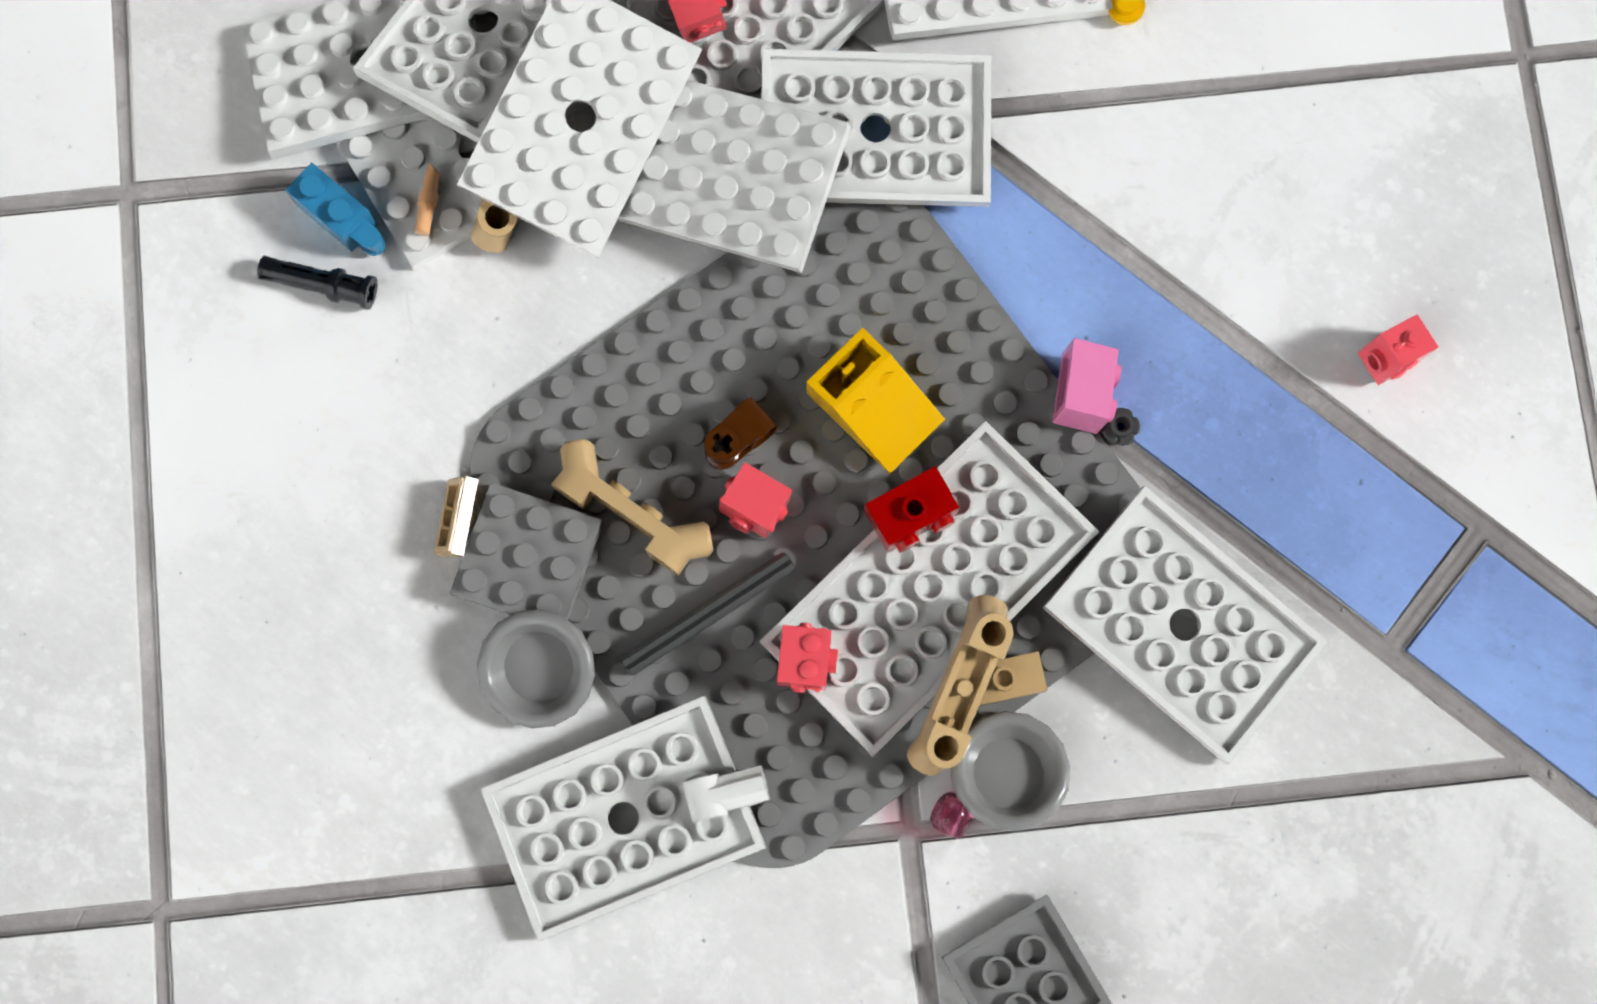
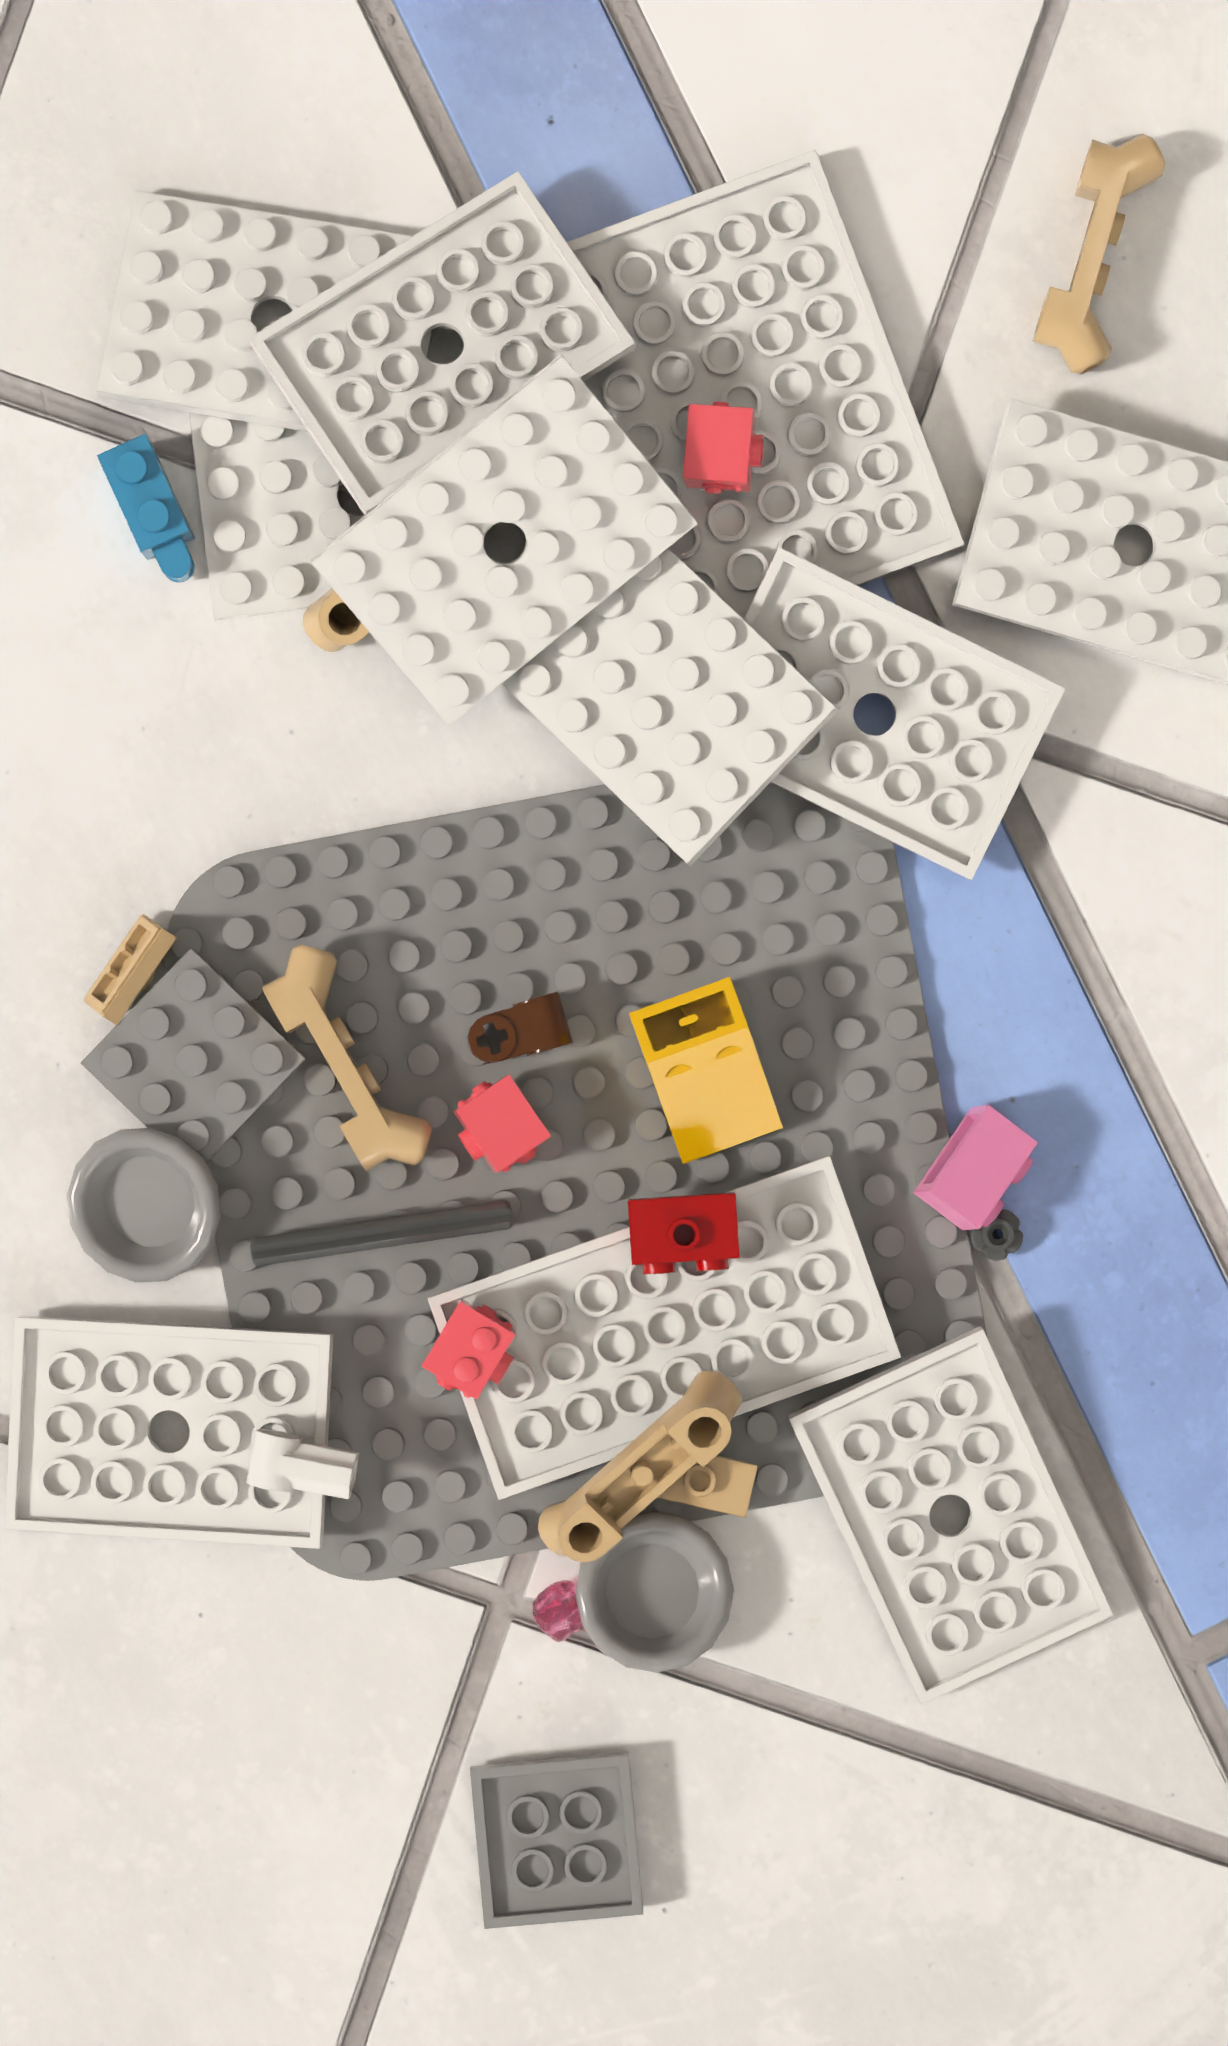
camera: 25 degrees right, 10 degrees up
(335, 284) = (107, 598): black pin -> none
(427, 201) = (269, 546): light nougat piece -> none

